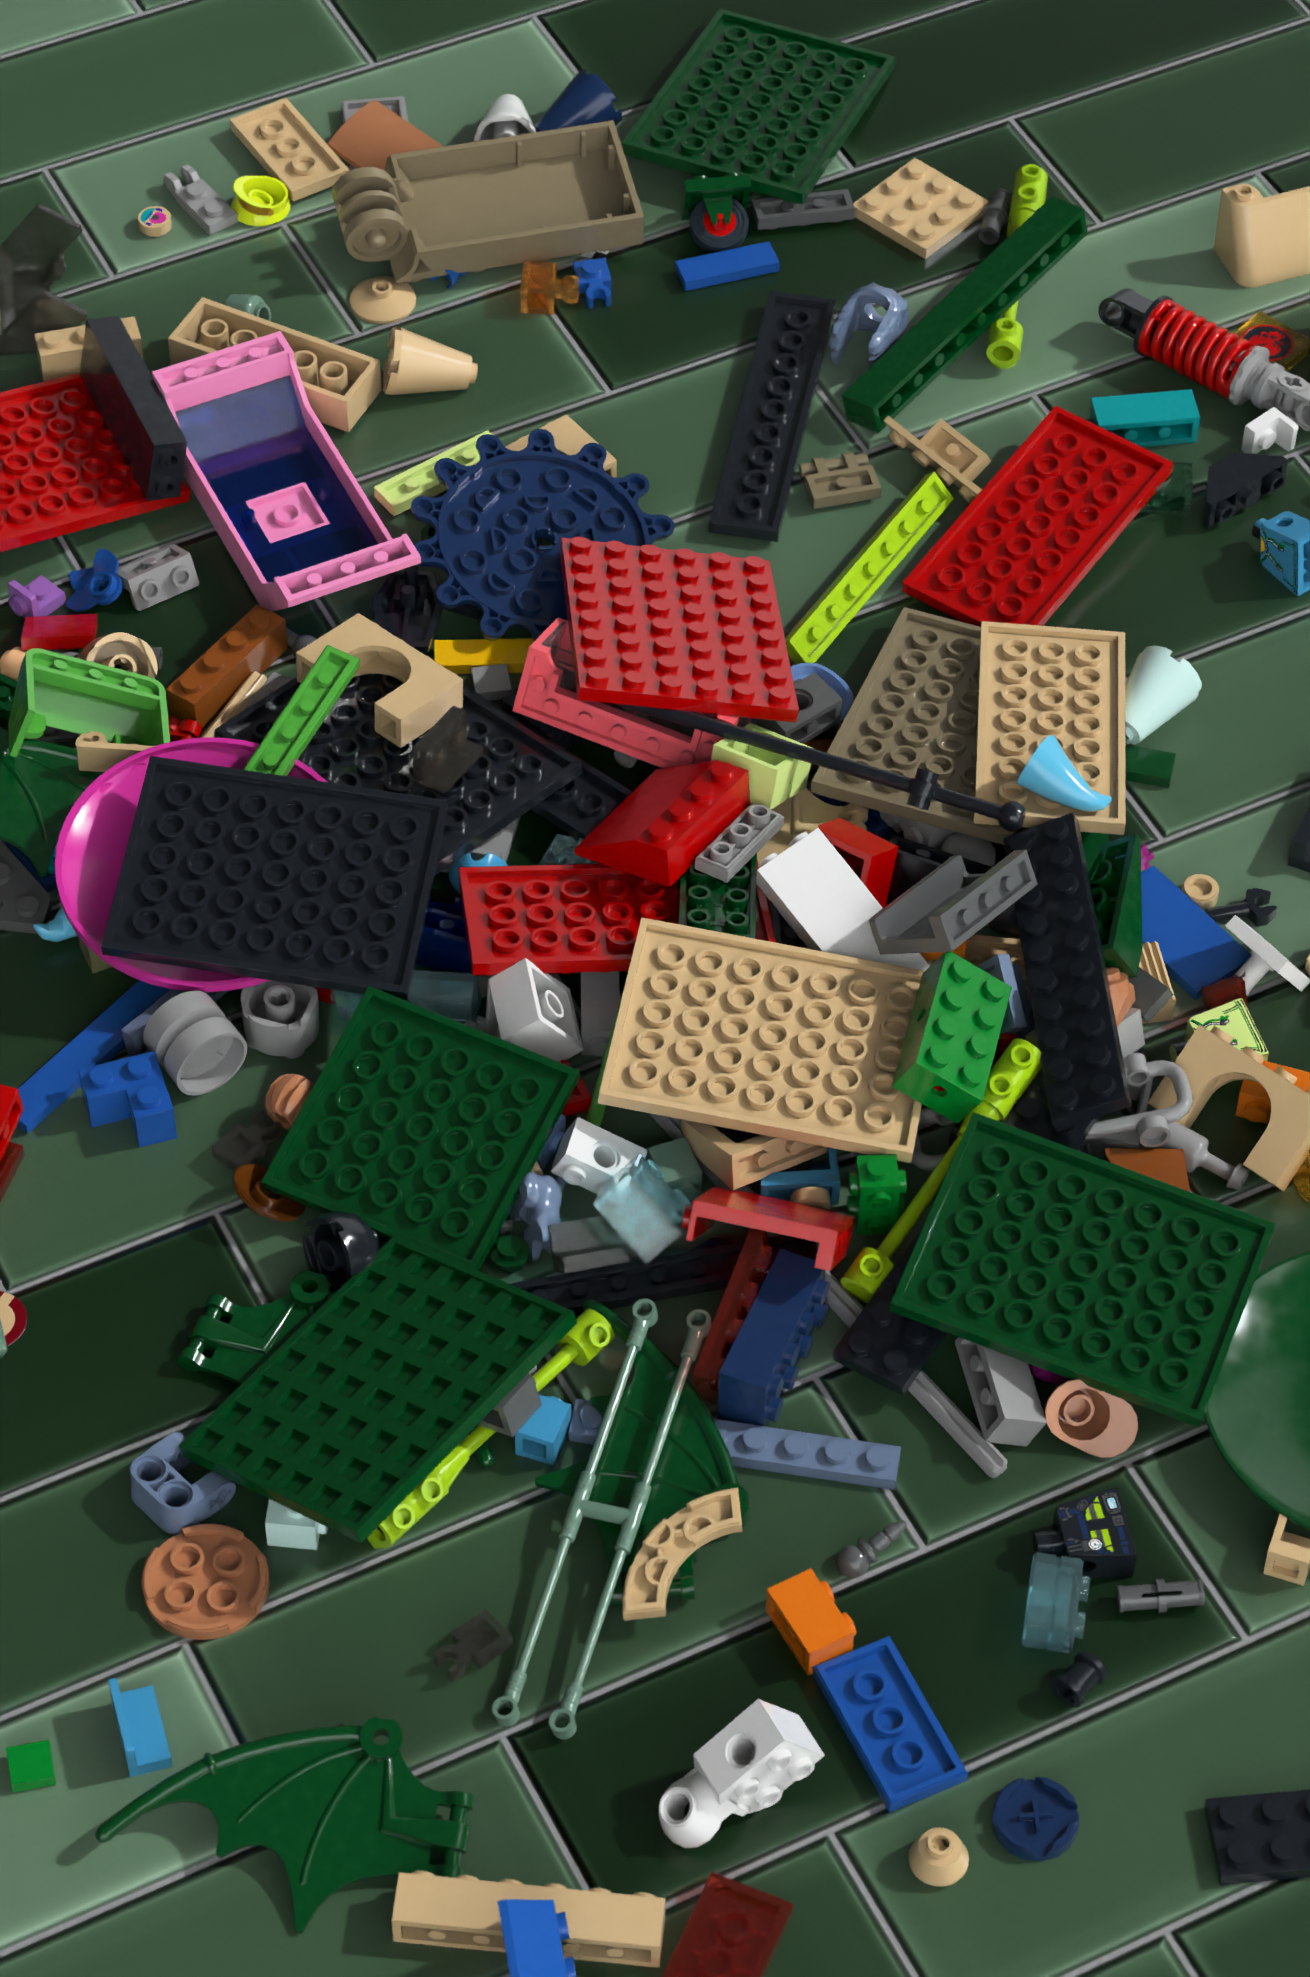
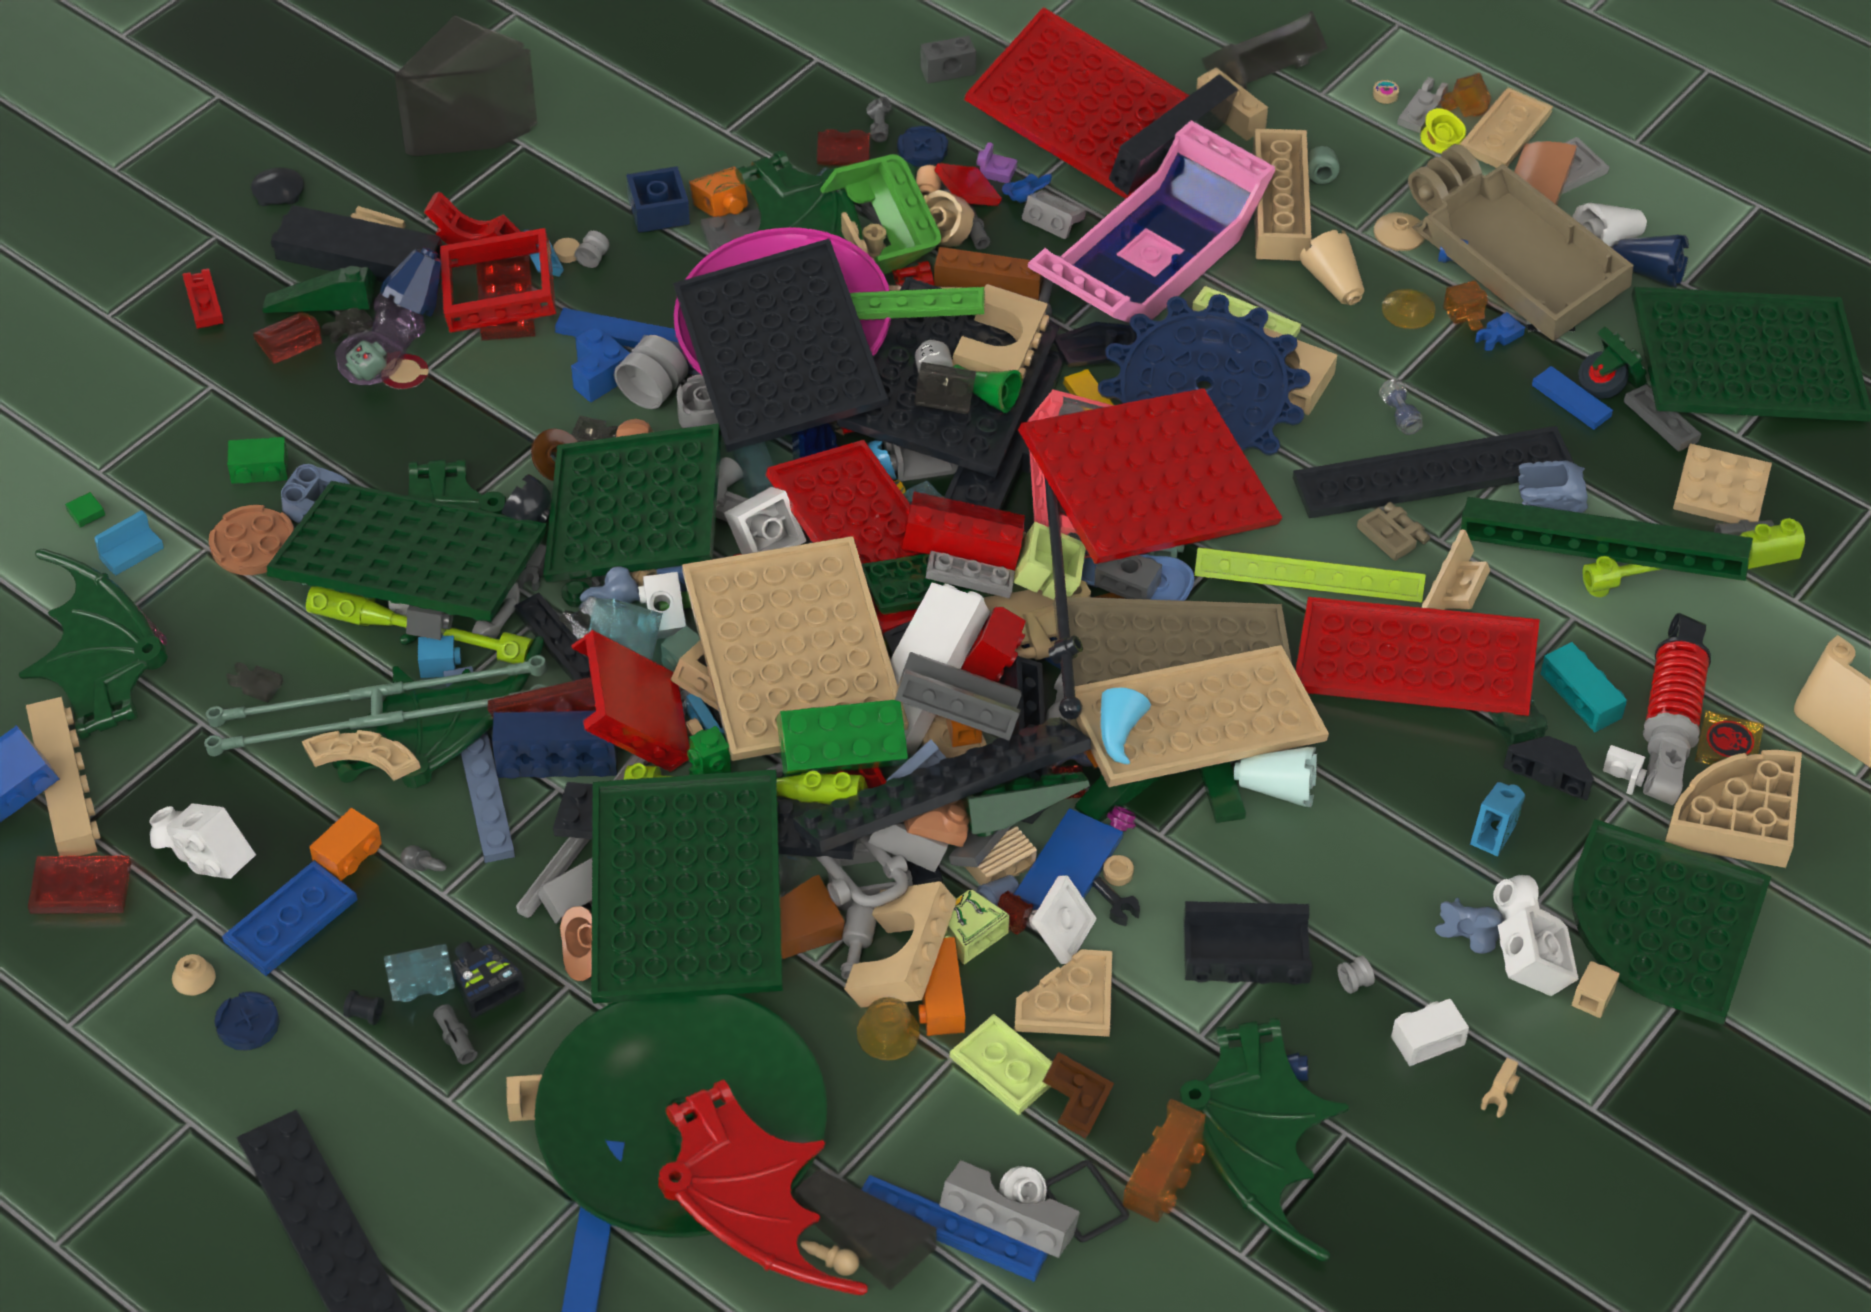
camera: 65 degrees right, 0 degrees up
(72, 1528) = (257, 460): none -> green brick
(225, 152) = (1469, 94): none -> clear orange brick
(390, 745) = (934, 353): none -> light grey head
(470, 696) = (998, 387): none -> green hat
(507, 340) = (1408, 308): none -> clear yellow dish
(678, 401) = (1407, 417): none -> clear piece
(1187, 1003) = (994, 889): none -> sand blue cone

